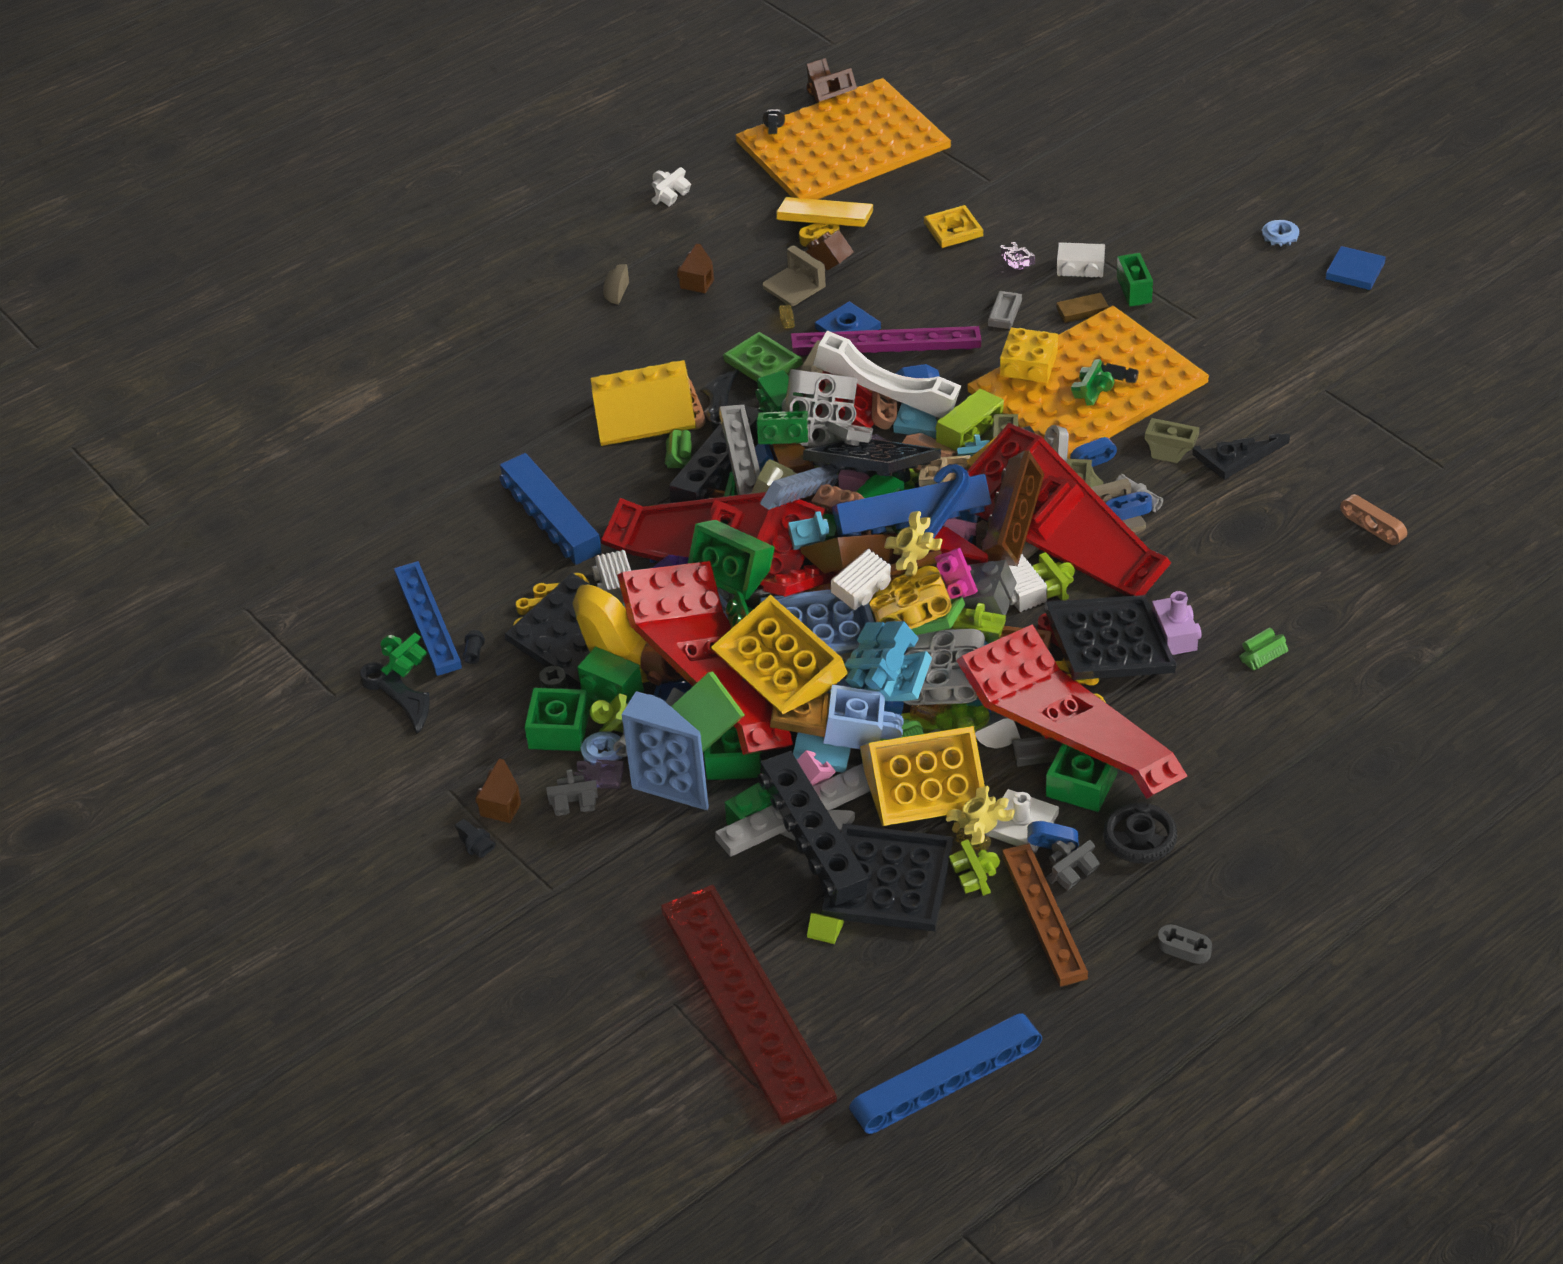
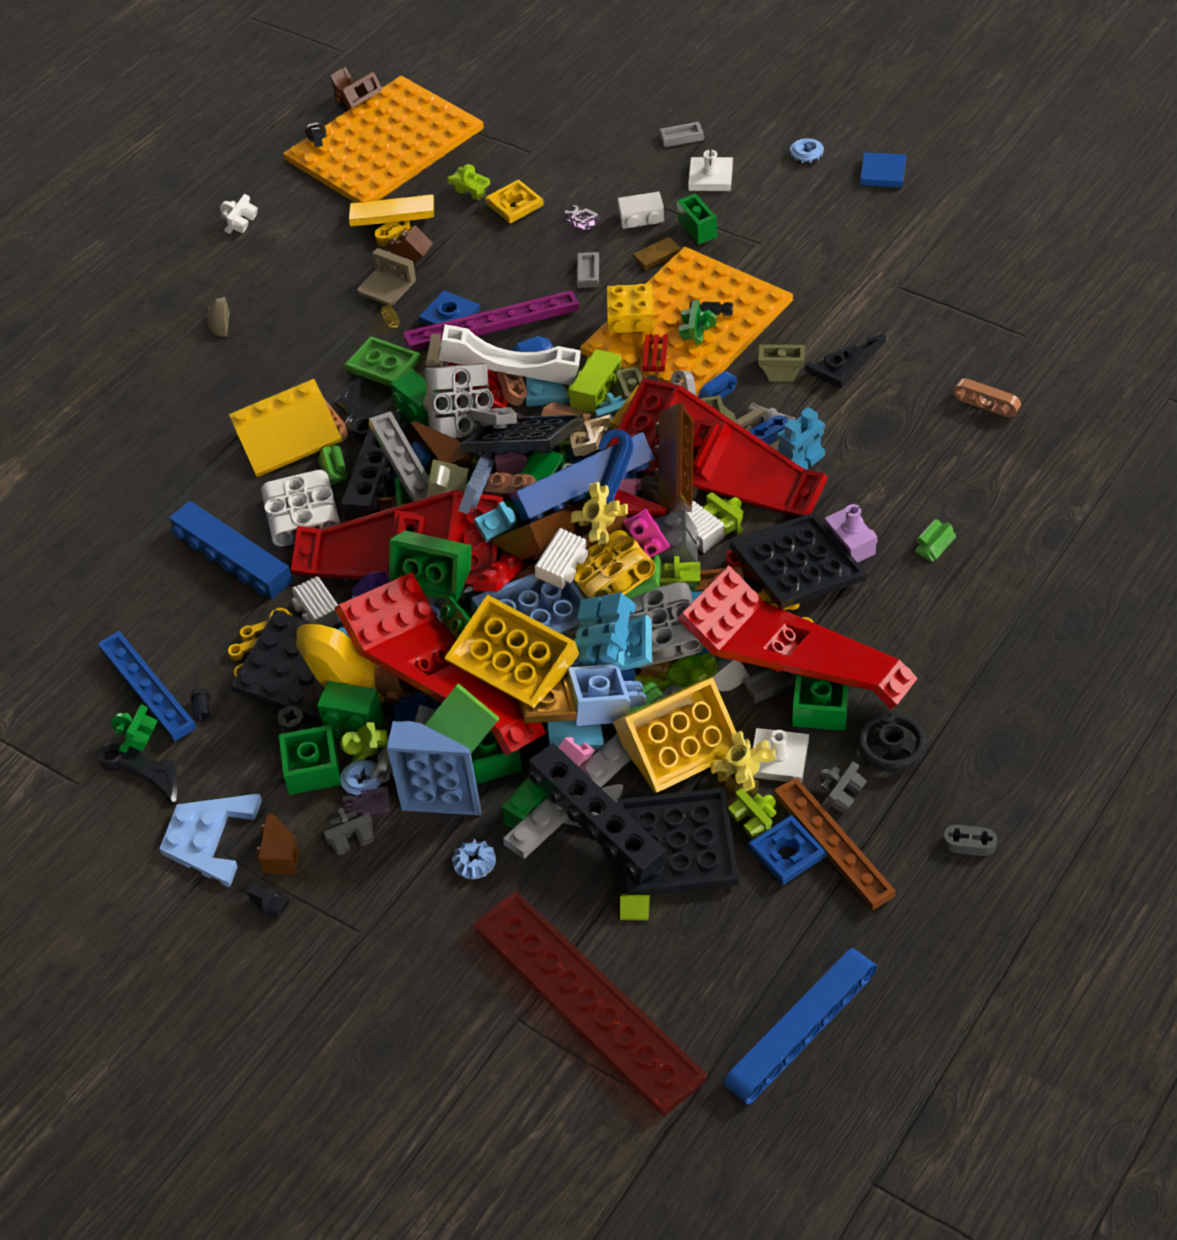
camera: 15 degrees left, 5 degrees up
(431, 761) = (197, 831): none -> light blue wing
(633, 476) = (299, 501): none -> white connector
(684, 857) = (476, 868): none -> light blue gear
(696, 271) = (292, 289): reddish brown slope -> none
(782, 427) = (433, 425): green bracket -> none
(913, 197) = (467, 180): none -> lime hips
(997, 895) = (787, 834): none -> blue piece
(1032, 400) = (655, 341): none -> red tile
(1045, 834) = (811, 764): blue beam -> none
(1153, 192) = (681, 134): none -> light grey tile
(1157, 520) = (802, 439): none -> dark azure hips
(1169, 236) = (710, 173): none -> white tile

